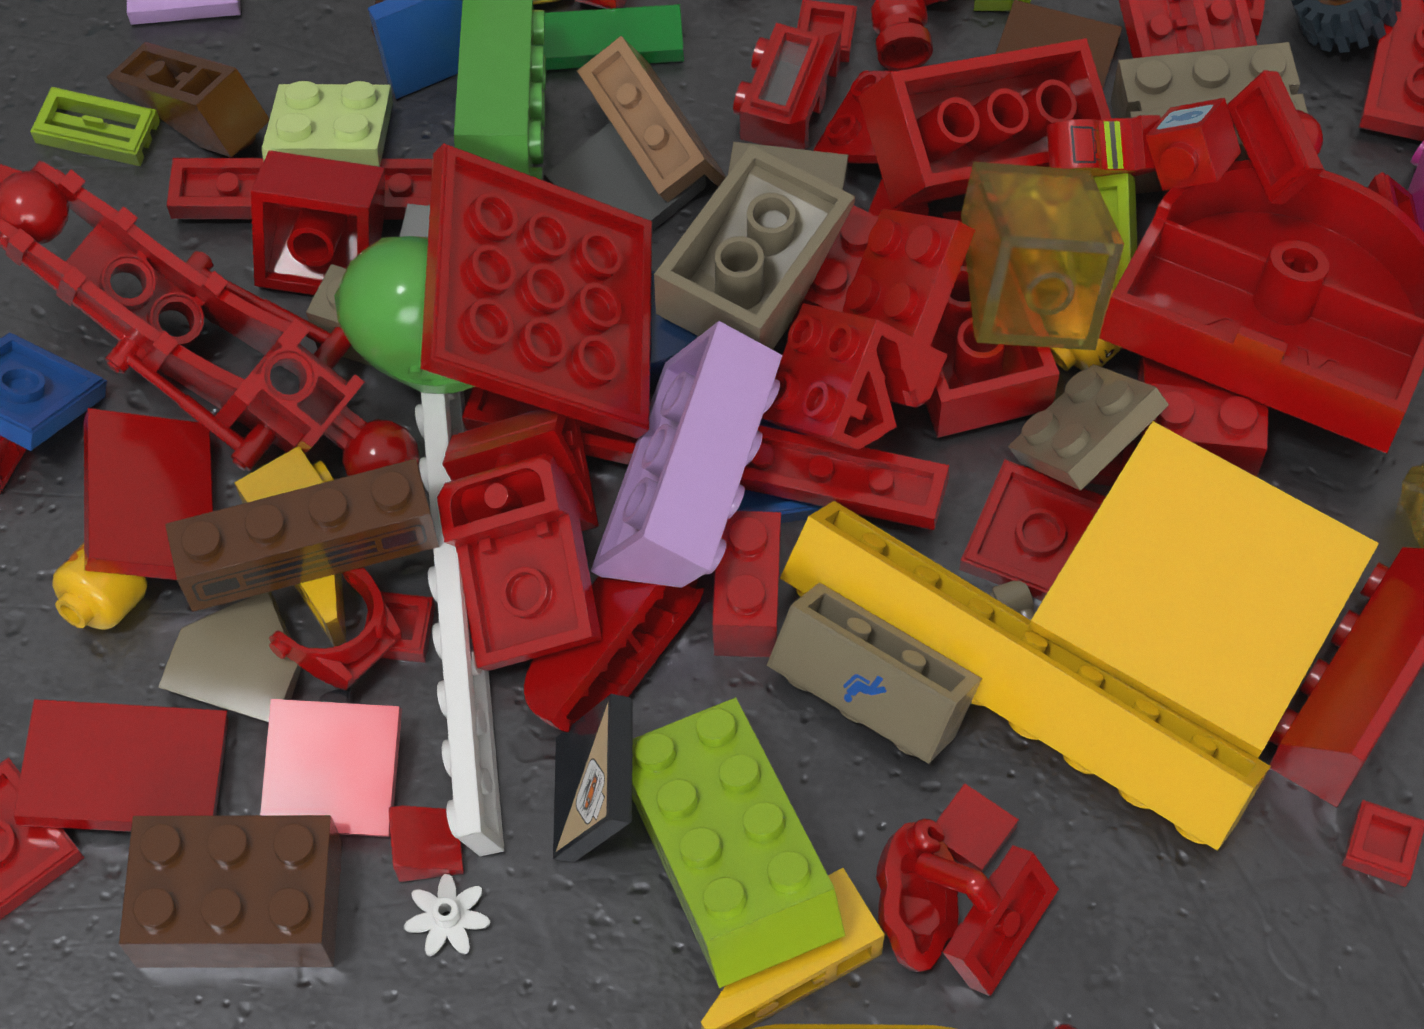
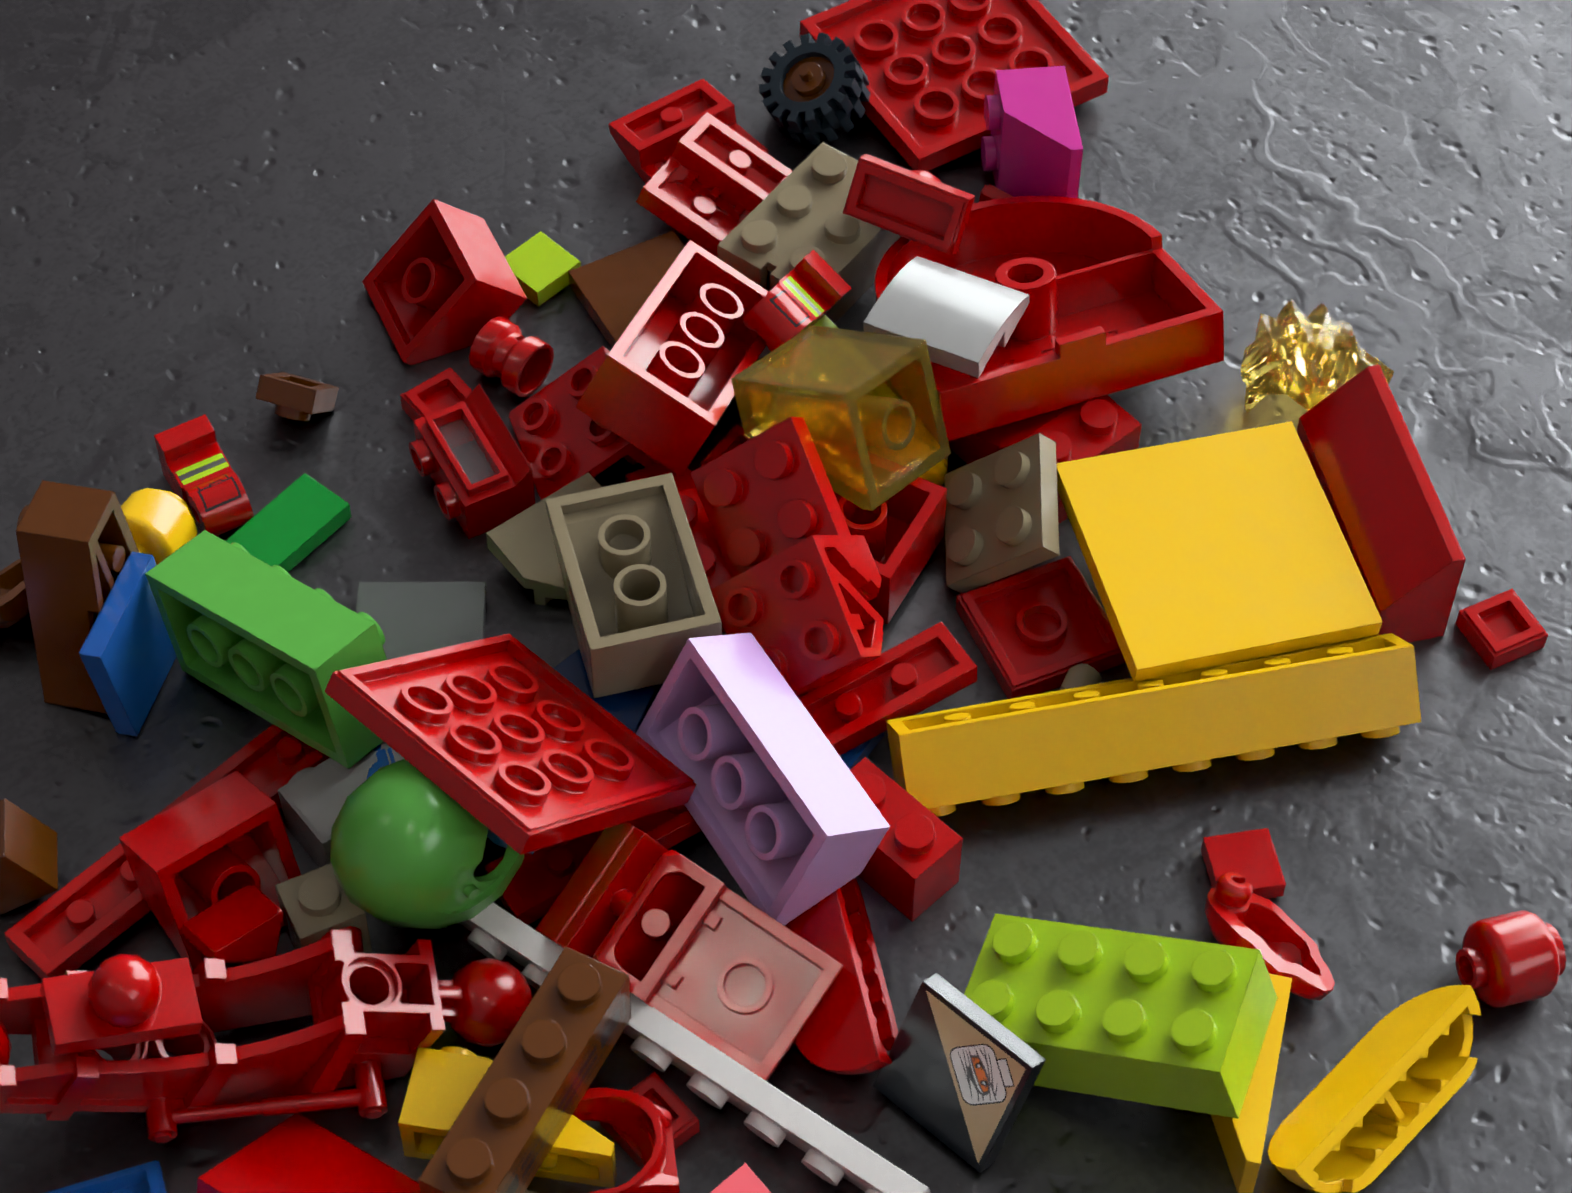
camera: 50 degrees left, 10 degrees down
(126, 255) = (120, 1004): none -> red tile
(280, 271) = (237, 927): none -> red slope
(330, 121) = (113, 792): yellowish green plate -> none
(648, 120) = (395, 572): medium nougat panel -> none
(873, 672) = (1059, 815): dark tan brick -> none
(1001, 913) = (1331, 882): red plate -> none
(1188, 241) = (949, 309): none -> light grey slope
(1193, 144) = (859, 251): red brick -> none

